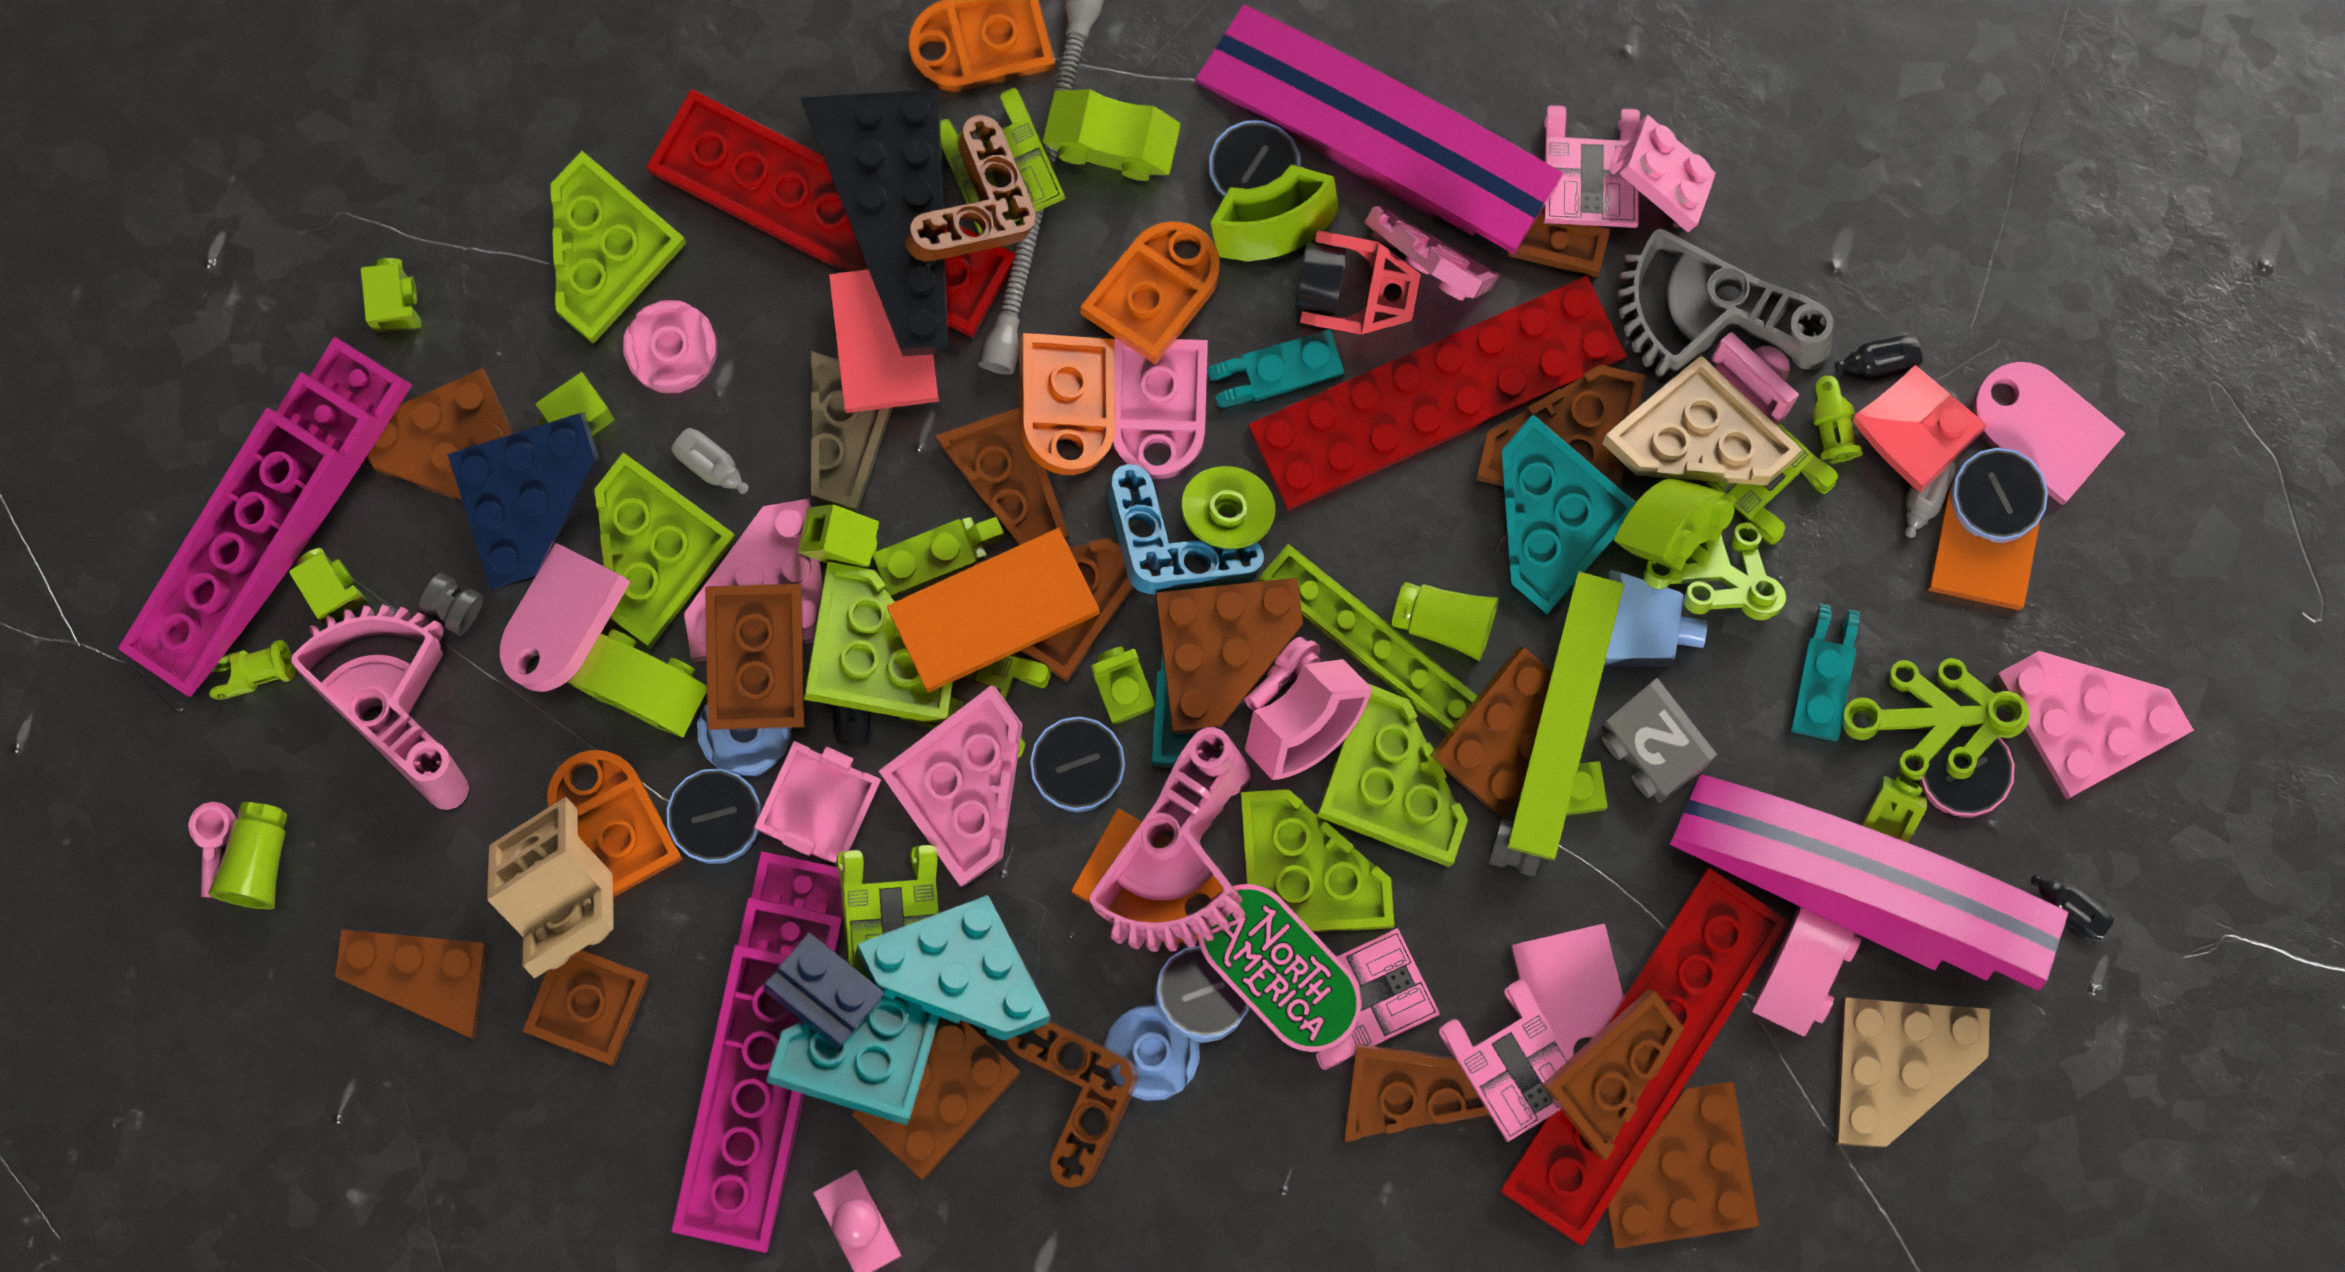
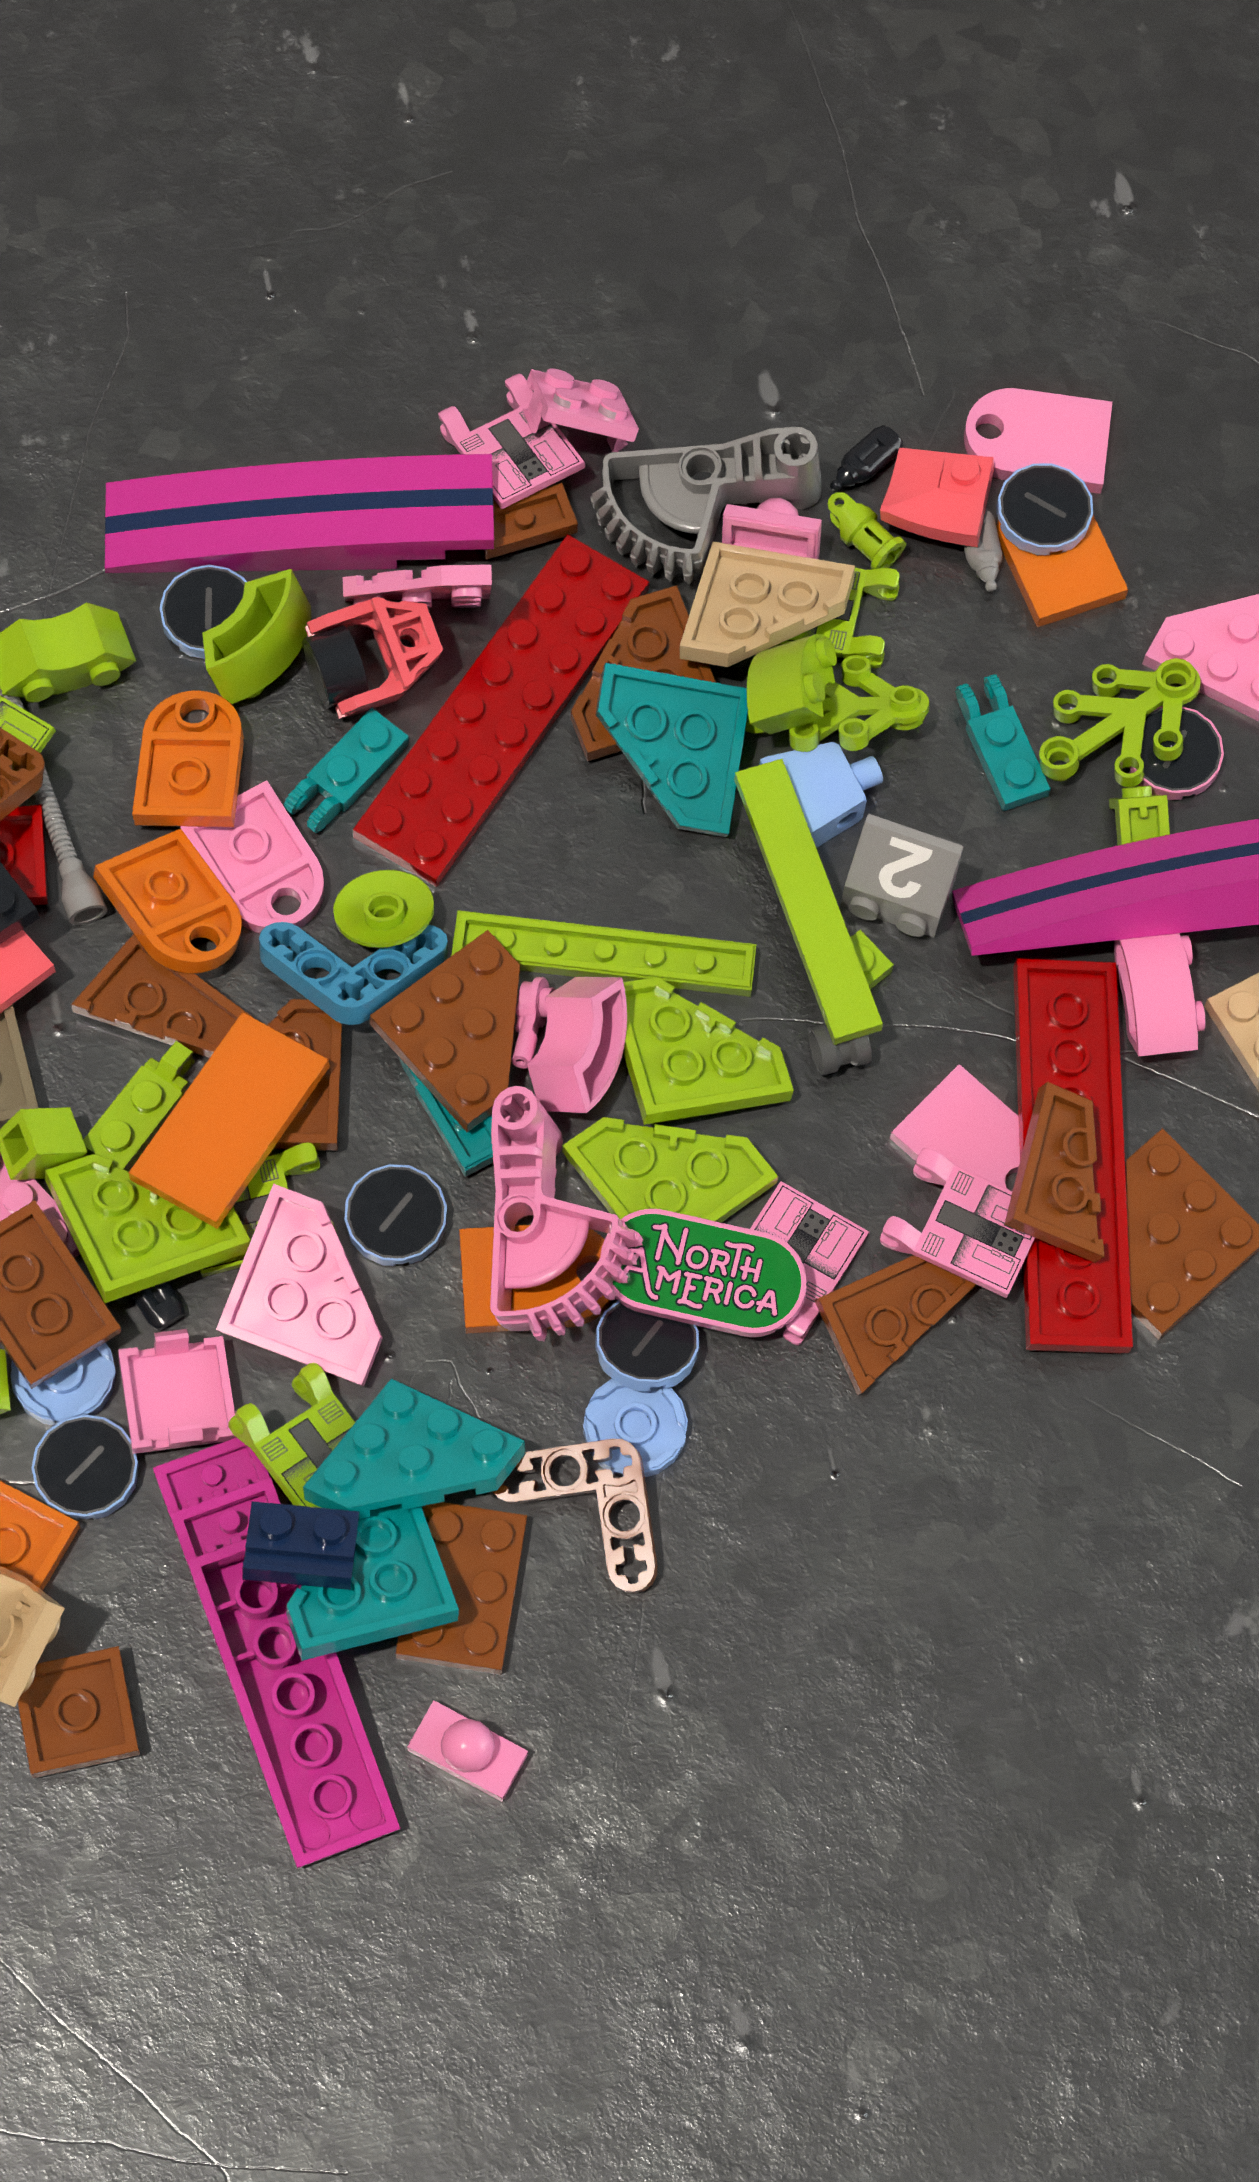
camera: 40 degrees left, 10 degrees down
(1122, 684) = (389, 1120): lime bracket -> none
(1446, 617) = (643, 887): lime plant -> none
(1497, 732) = (756, 957): dark orange plate -> none

